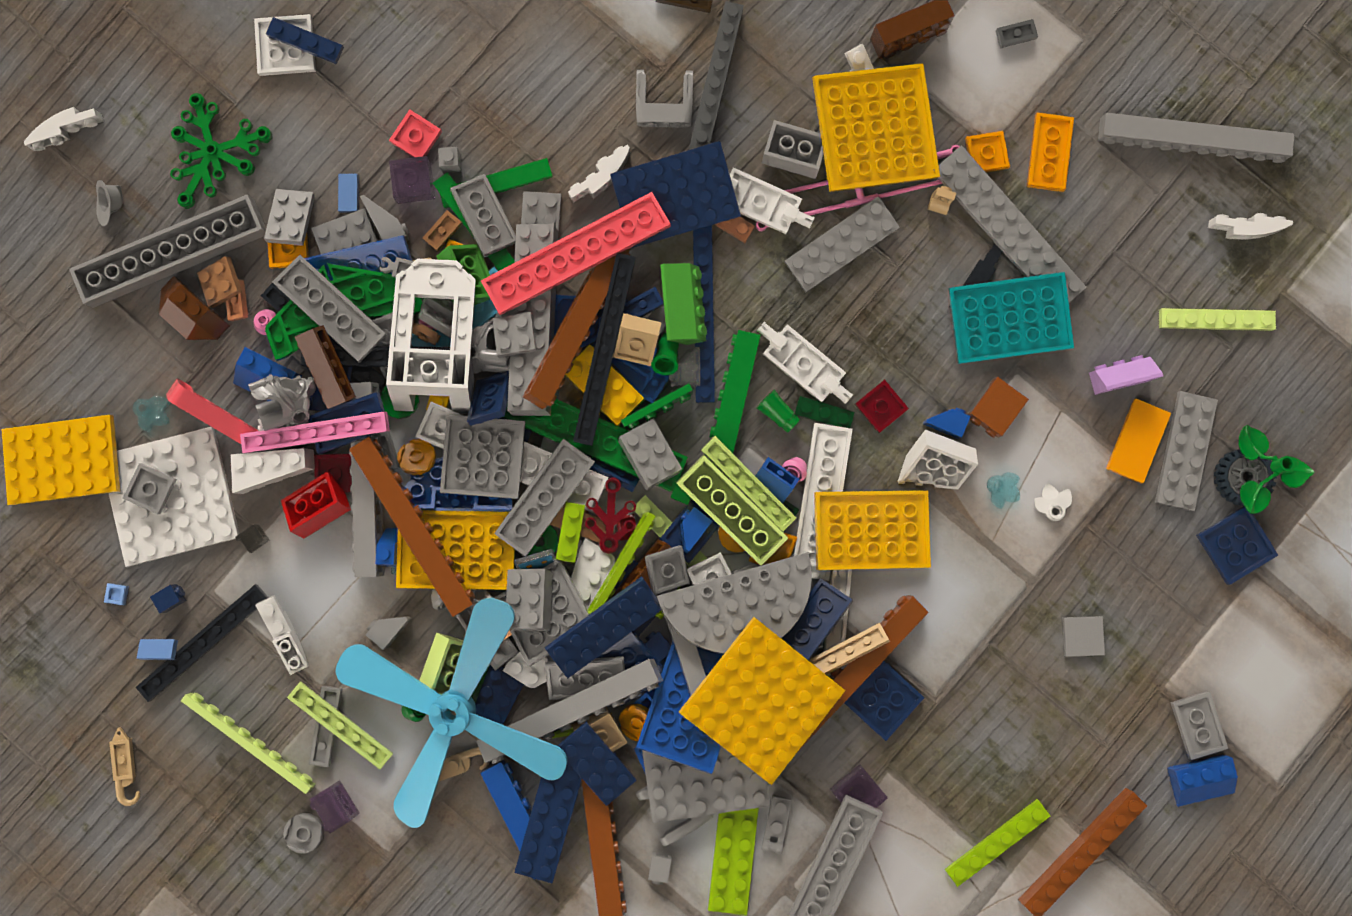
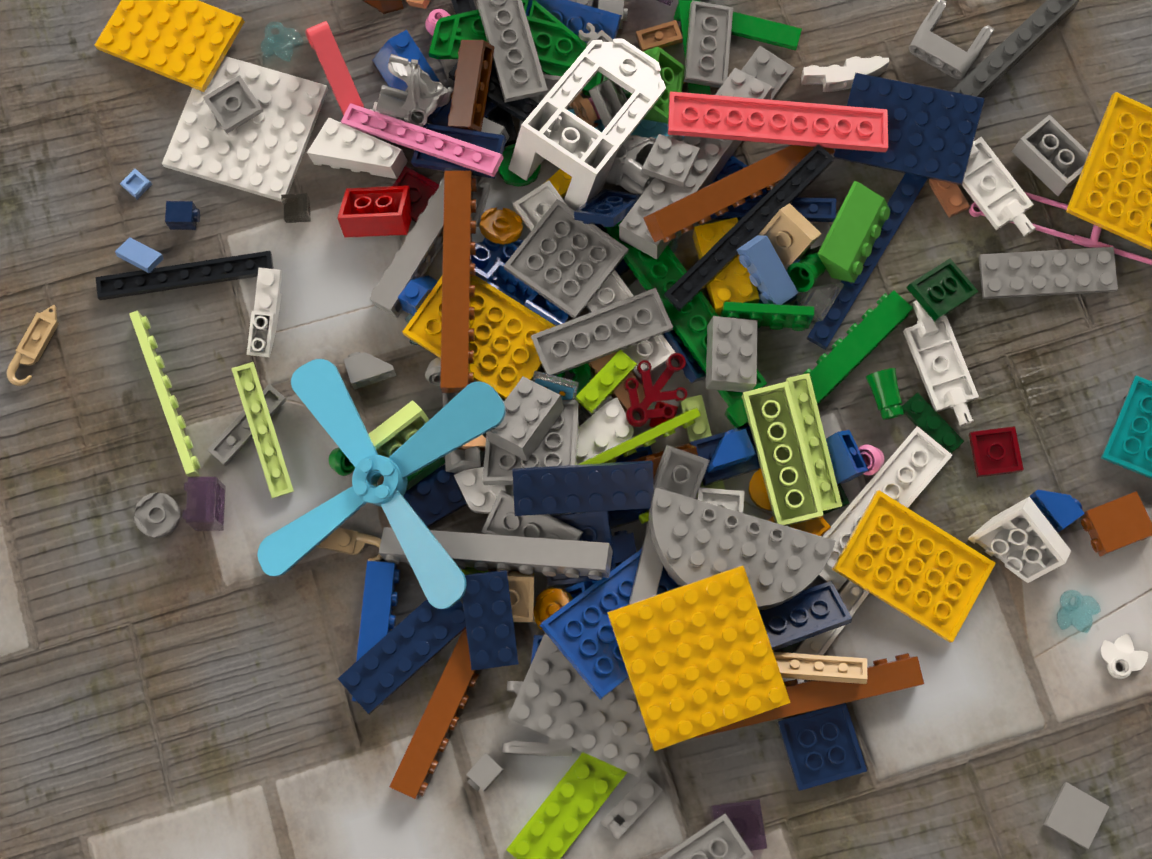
camera: 35 degrees right, 10 degrees down
(637, 376) = (766, 271): none -> medium blue brick
(773, 307) = (942, 289): none -> dark green plate

